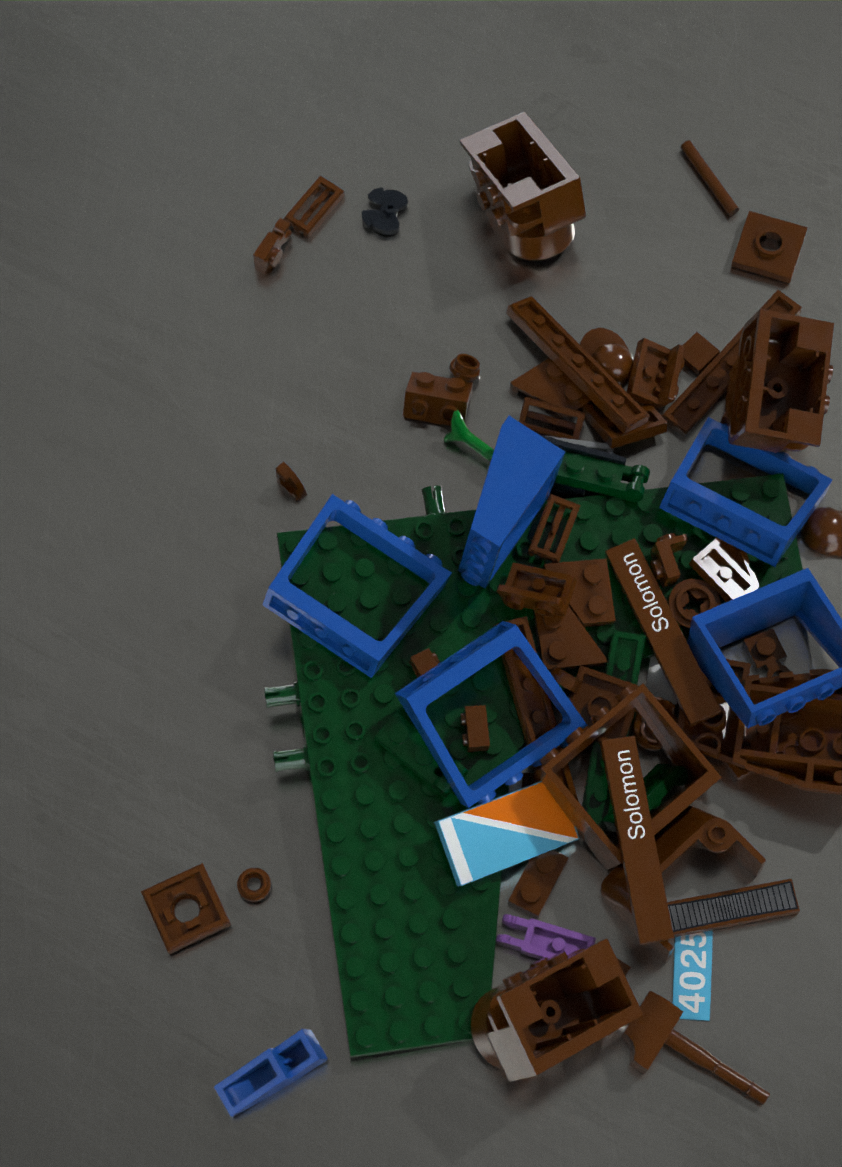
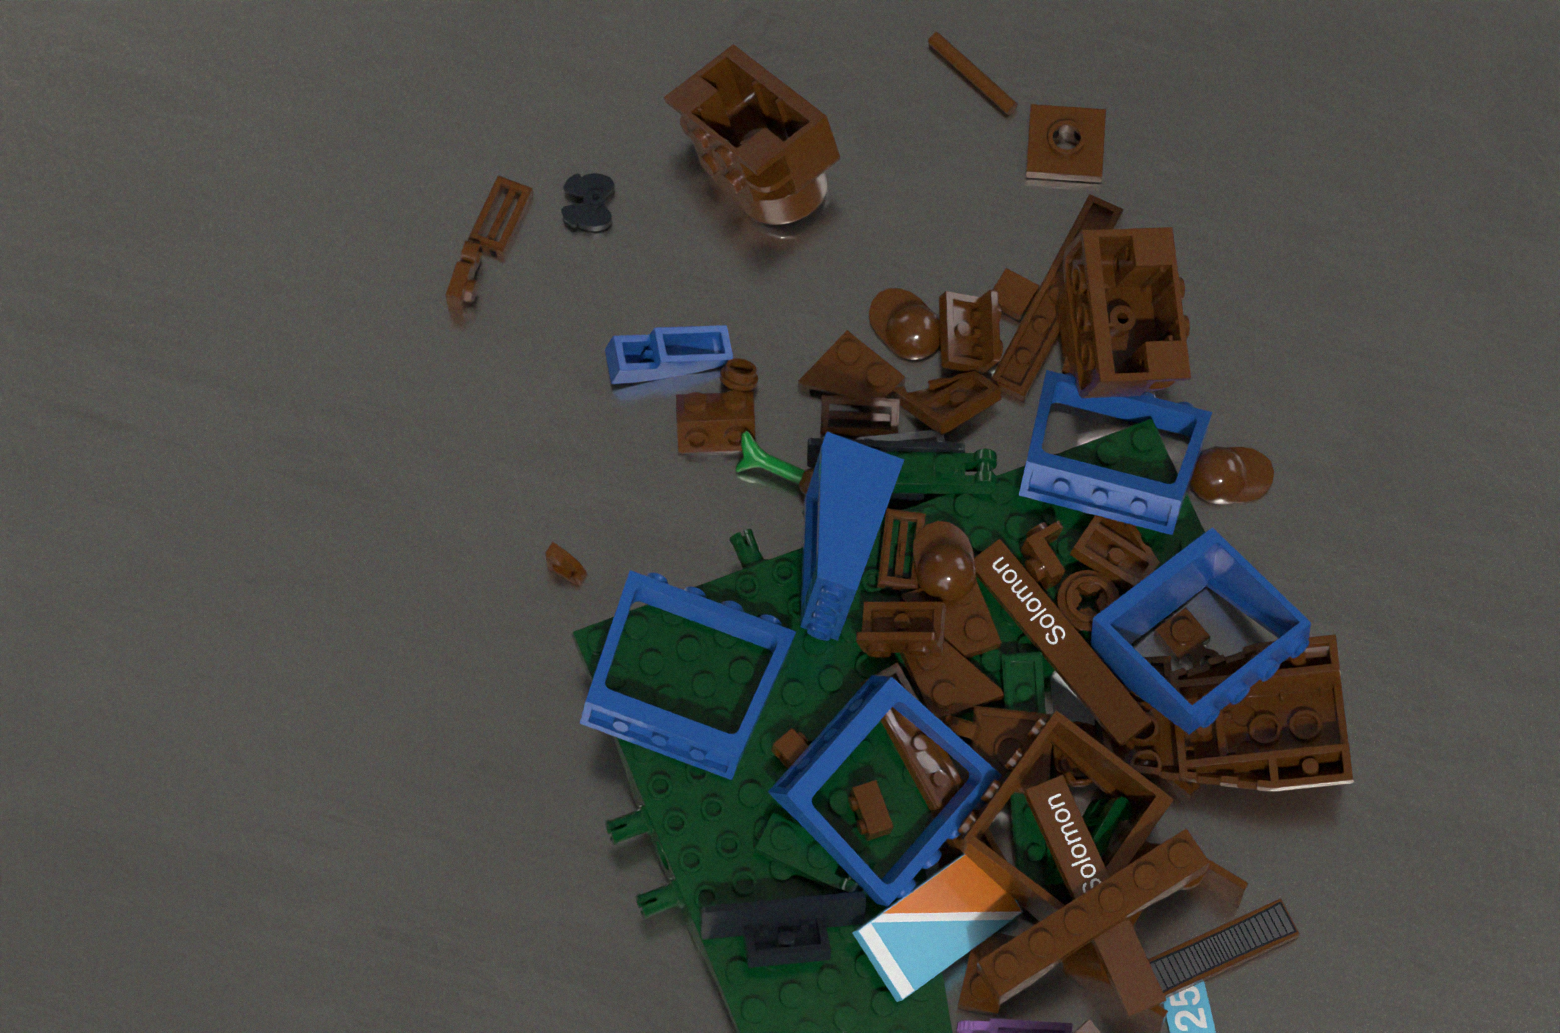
camera: 15 degrees left, 0 degrees up
(381, 805) = (784, 928): none -> black bracket
(414, 338) = (667, 353): none -> blue slope
(577, 364) = (874, 341): reddish brown tile -> none
(585, 545) = (944, 561): none -> reddish brown cap
(607, 861) = (1092, 914): none -> reddish brown arch

